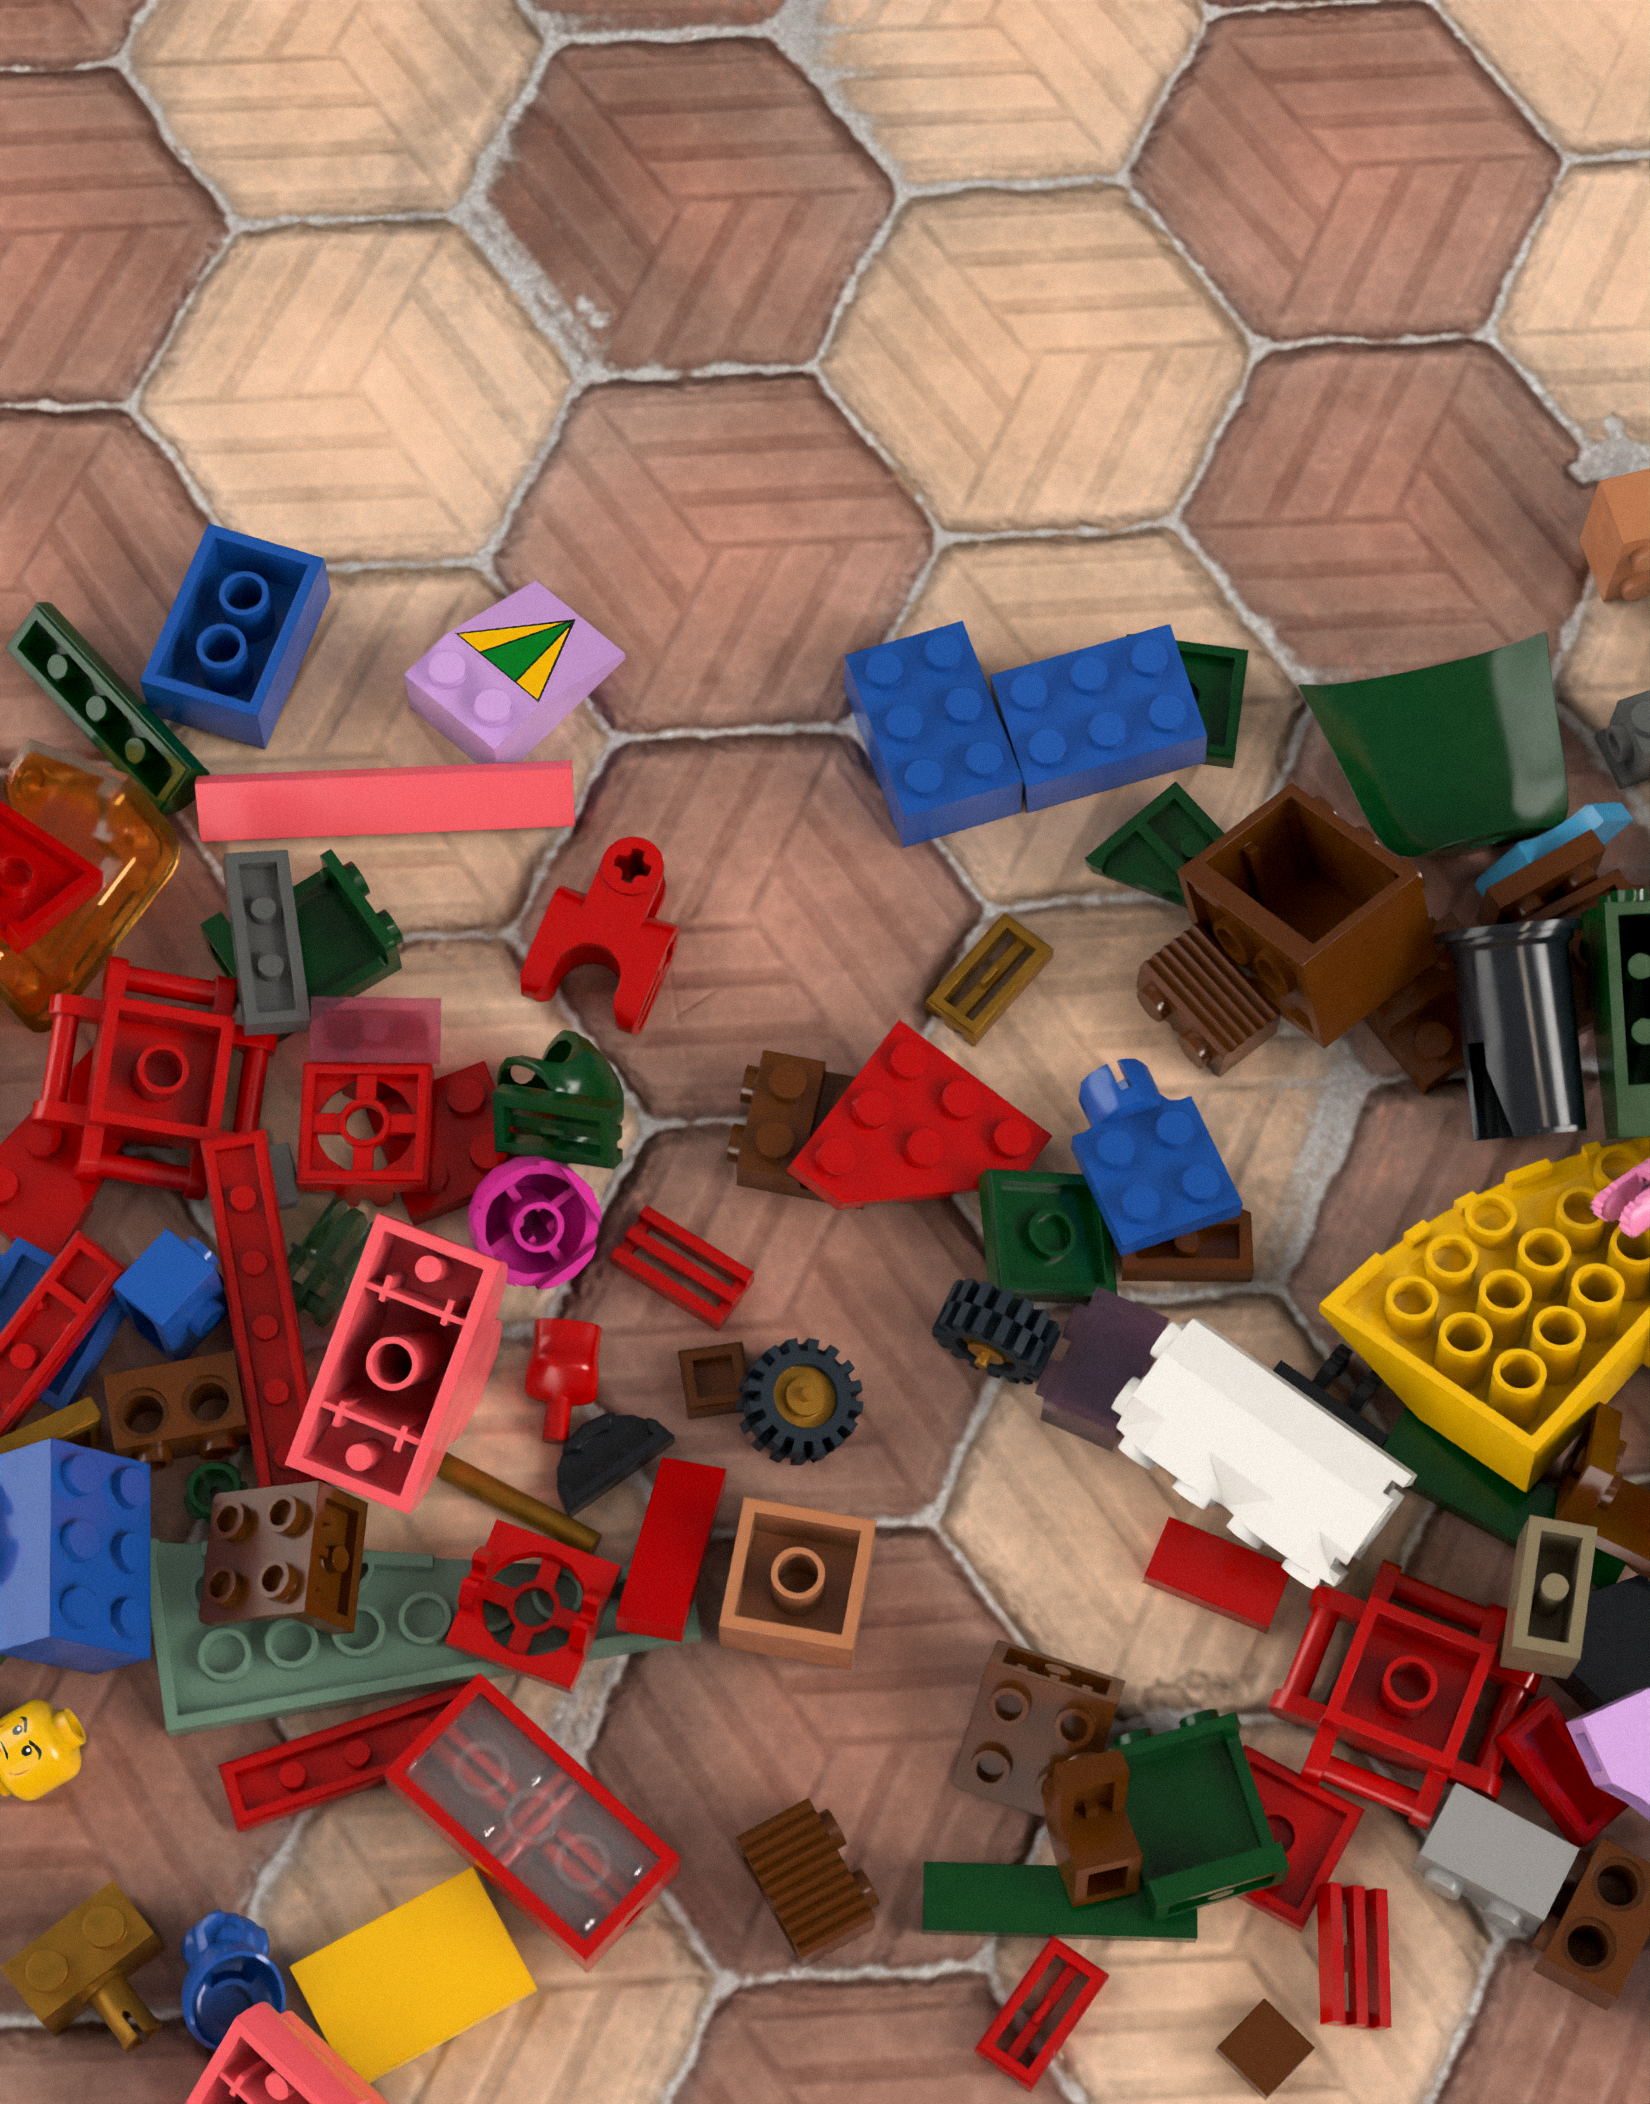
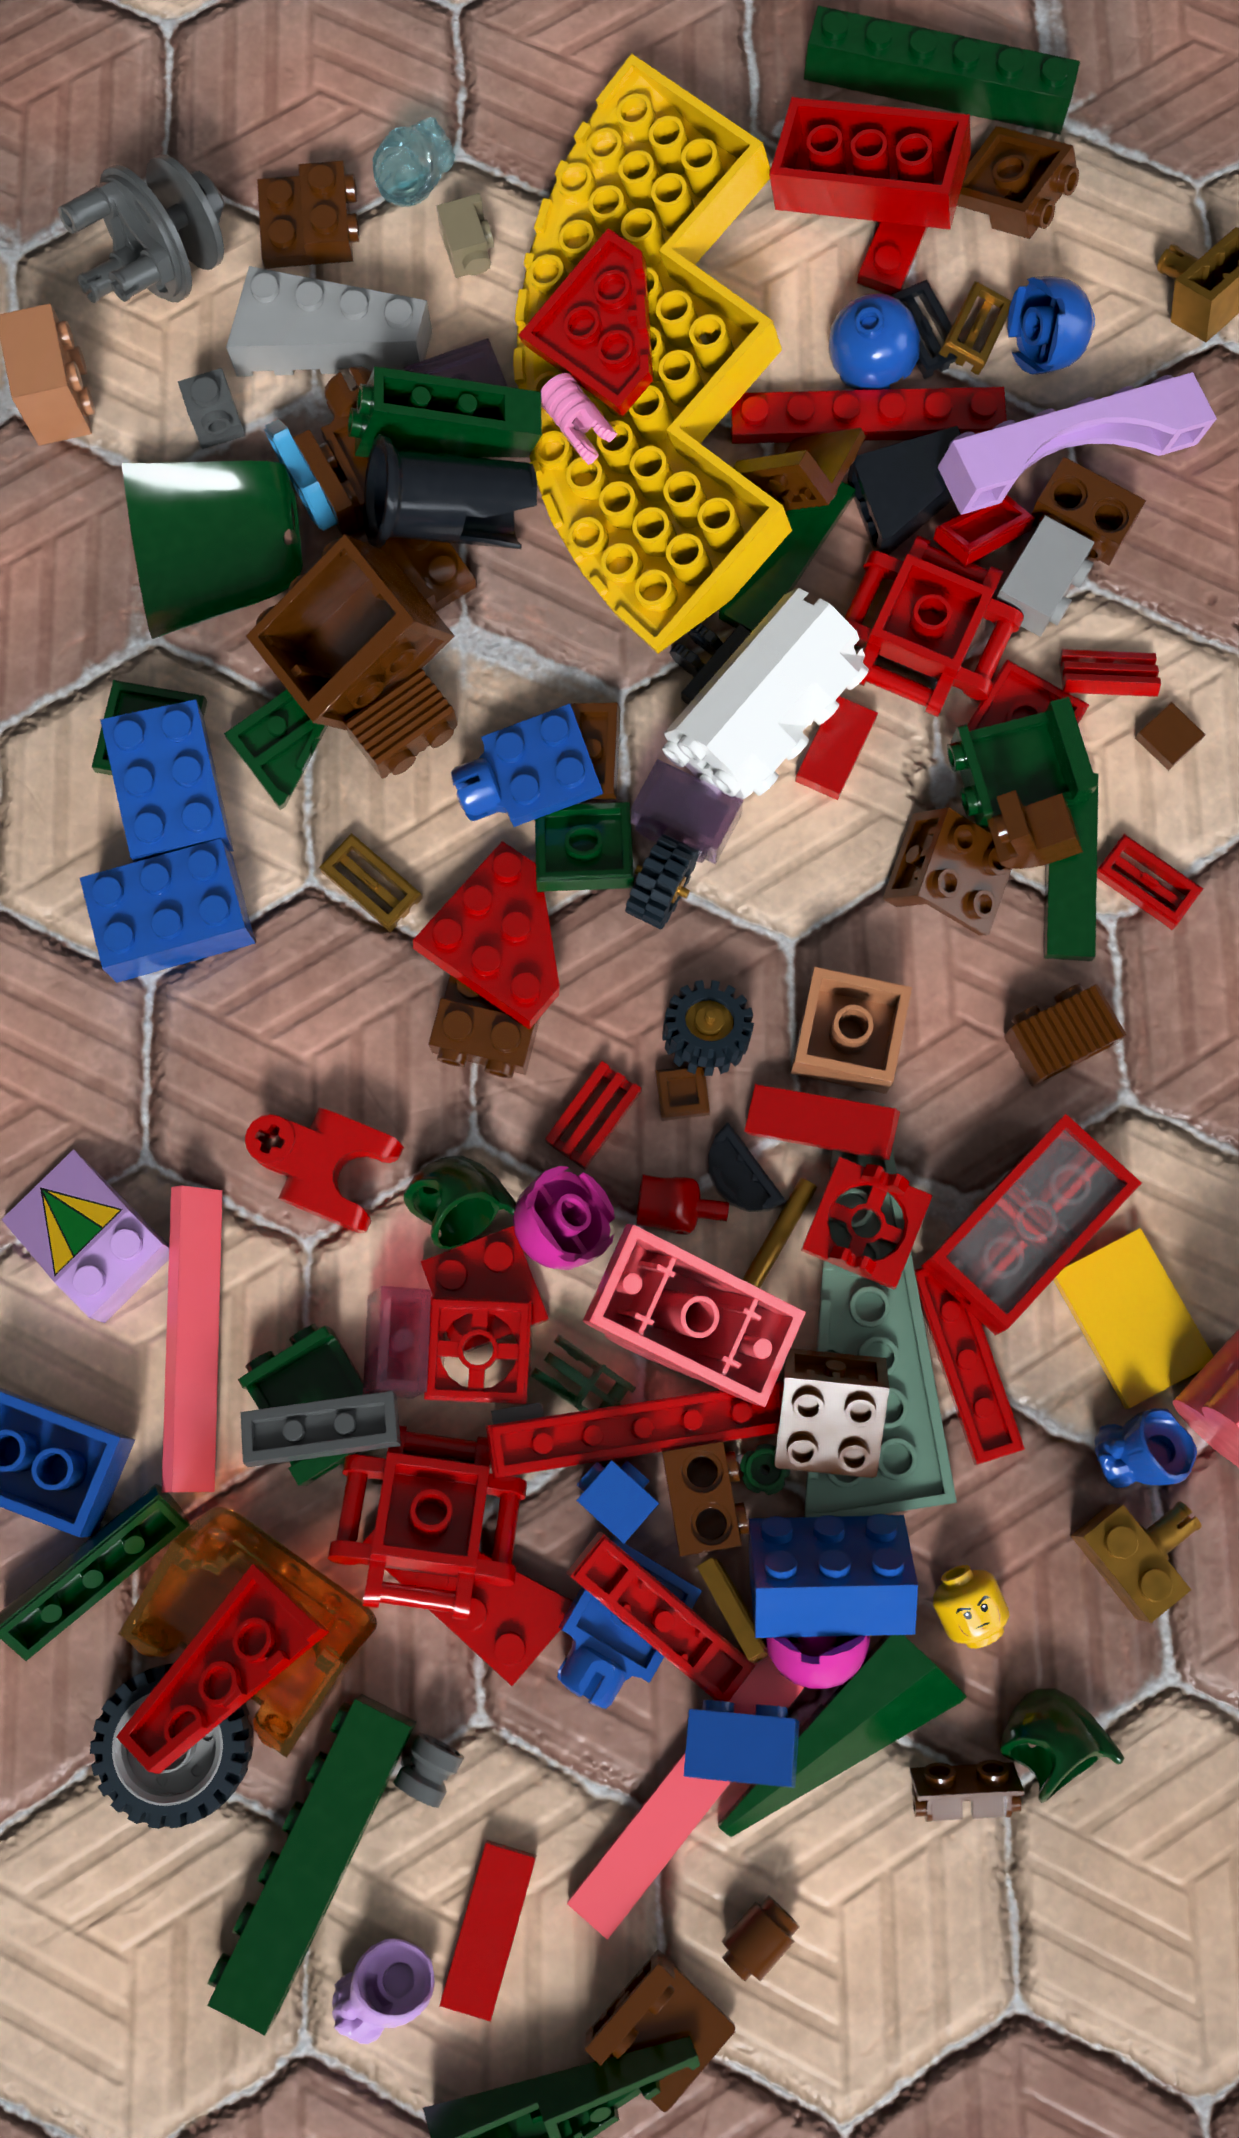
camera: 85 degrees left, 10 degrees up
(559, 1103) = (485, 1195): dark green tile -> none
(1549, 1597) = (883, 508): dark tan brick -> none

